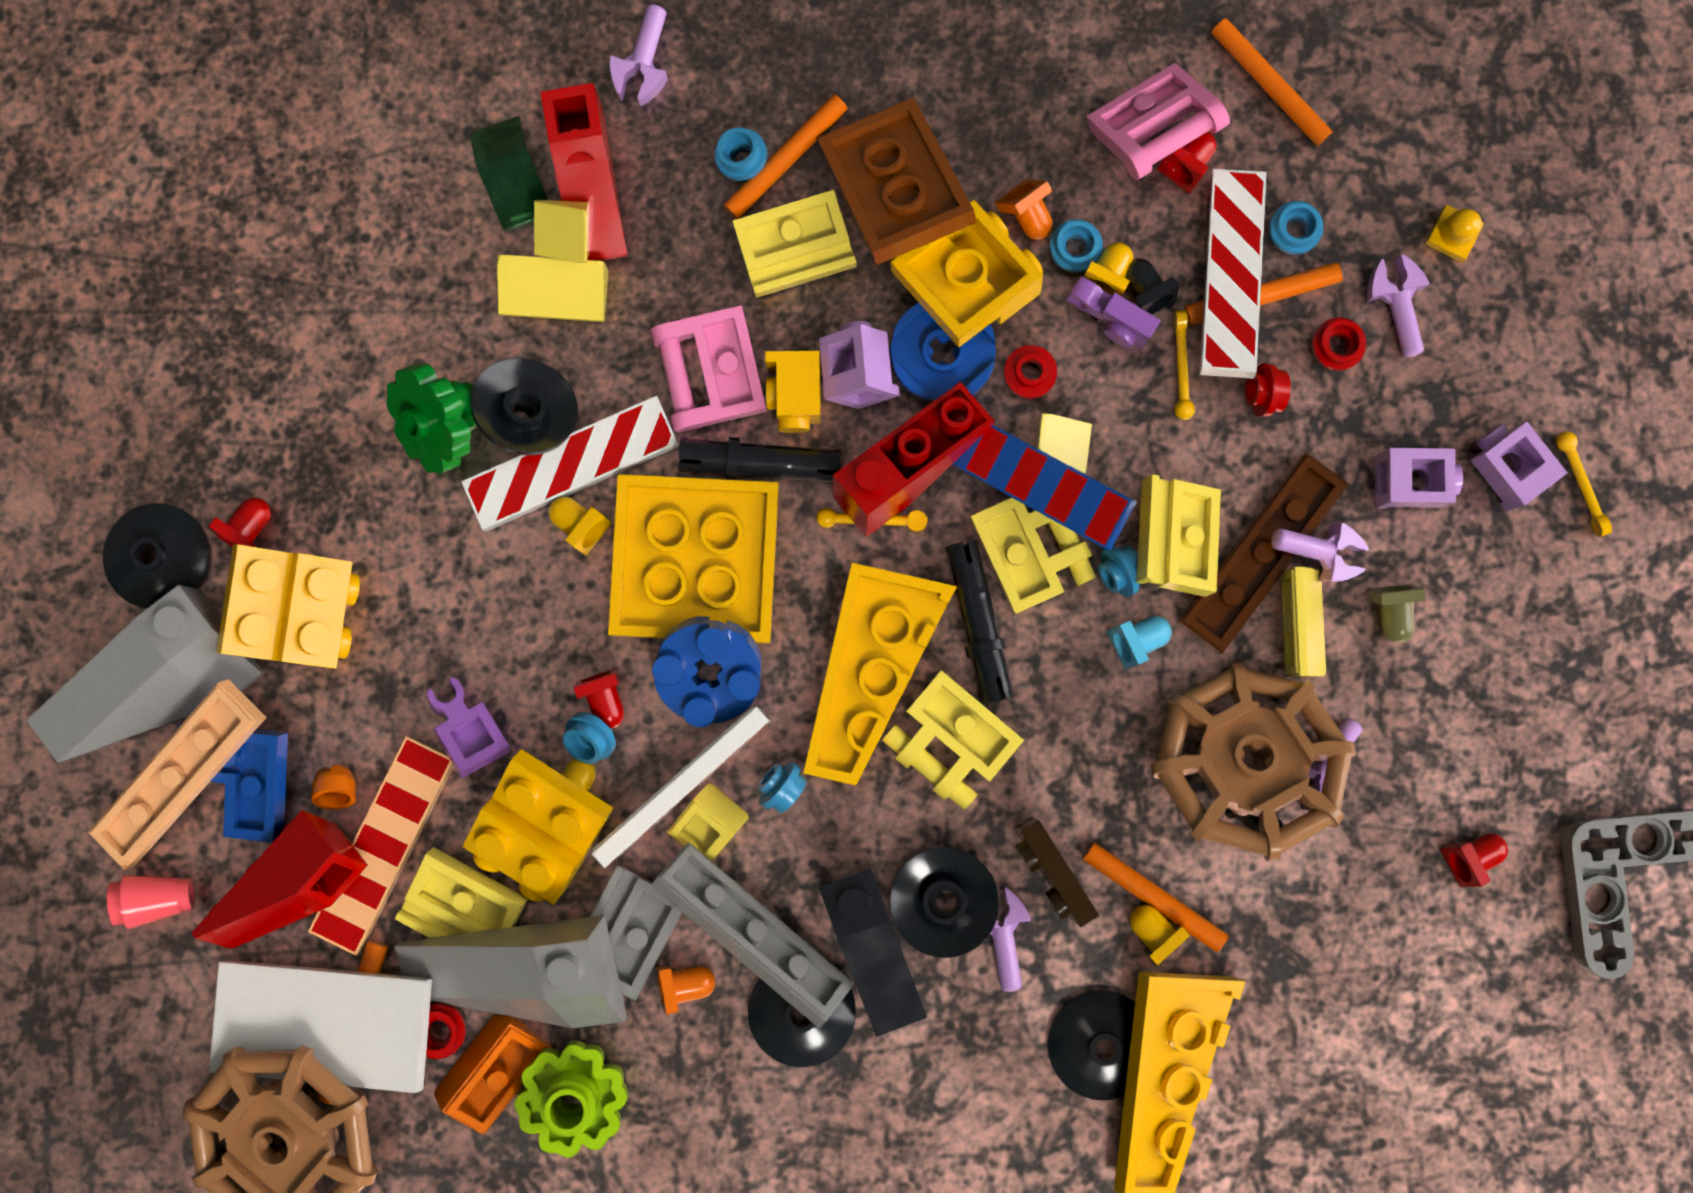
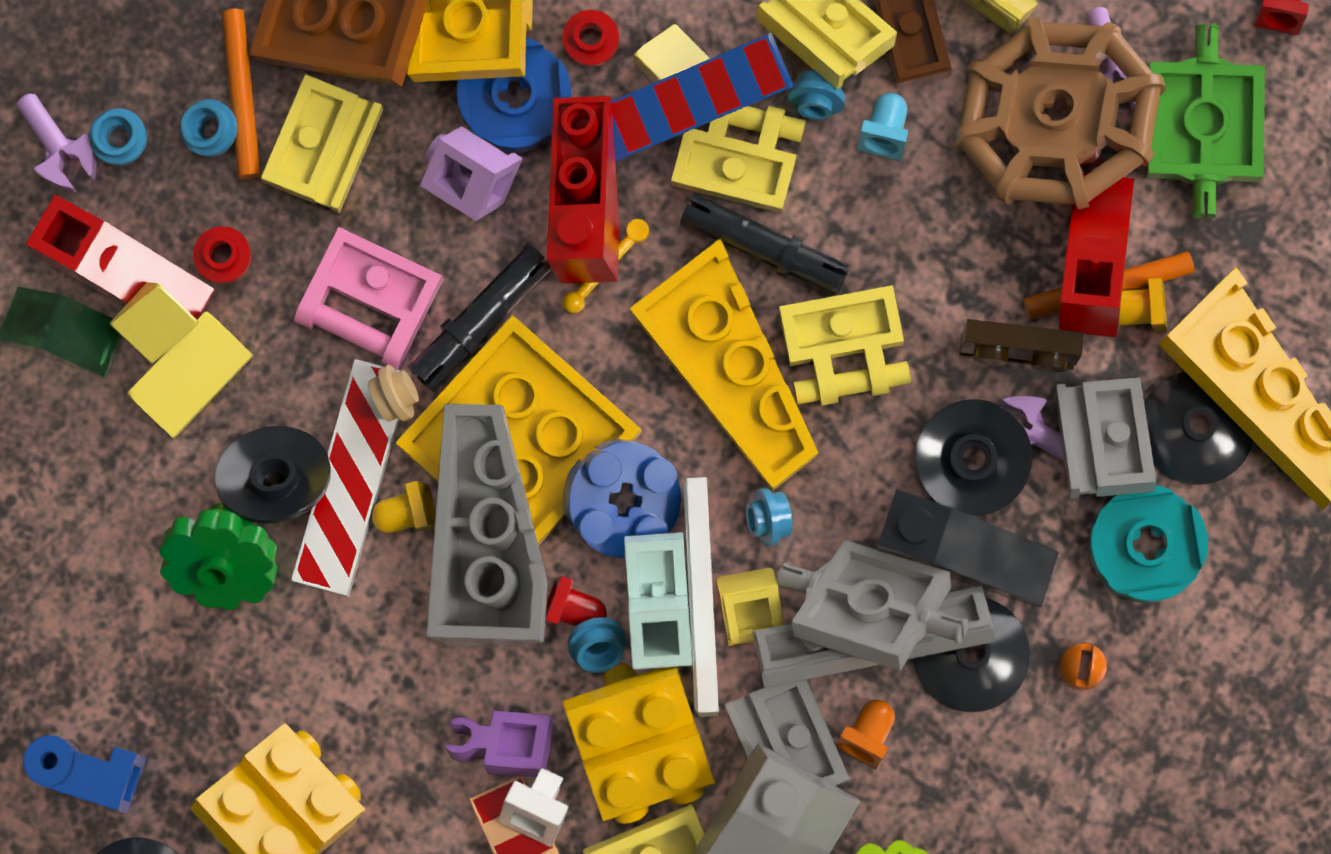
camera: 50 degrees left, 5 degrees down
(205, 451) = (64, 768): none -> blue leg
(244, 523) = (174, 796): red piece -> none
(428, 792) = (535, 809): none -> white tile
(584, 603) = (485, 551): none -> light grey wedge
(649, 444) = (393, 394): none -> tan plate
(649, 759) = (658, 600): none -> light aqua brick
(662, 254) = (231, 269): none -> red plate
(680, 81) = (108, 123): none -> dark azure plate
(771, 918) = (871, 604): none -> light grey plate
(795, 389) = (445, 239): yellow brick -> none
(852, 1091) = (1070, 663): none -> orange hinge
(984, 1112) = (1127, 571): none -> teal plate
(1036, 988) = (1105, 438): none -> light grey plate
(1162, 880) = (1097, 262): none -> red slope
(1339, 876) = (1208, 122): none -> bright green plate

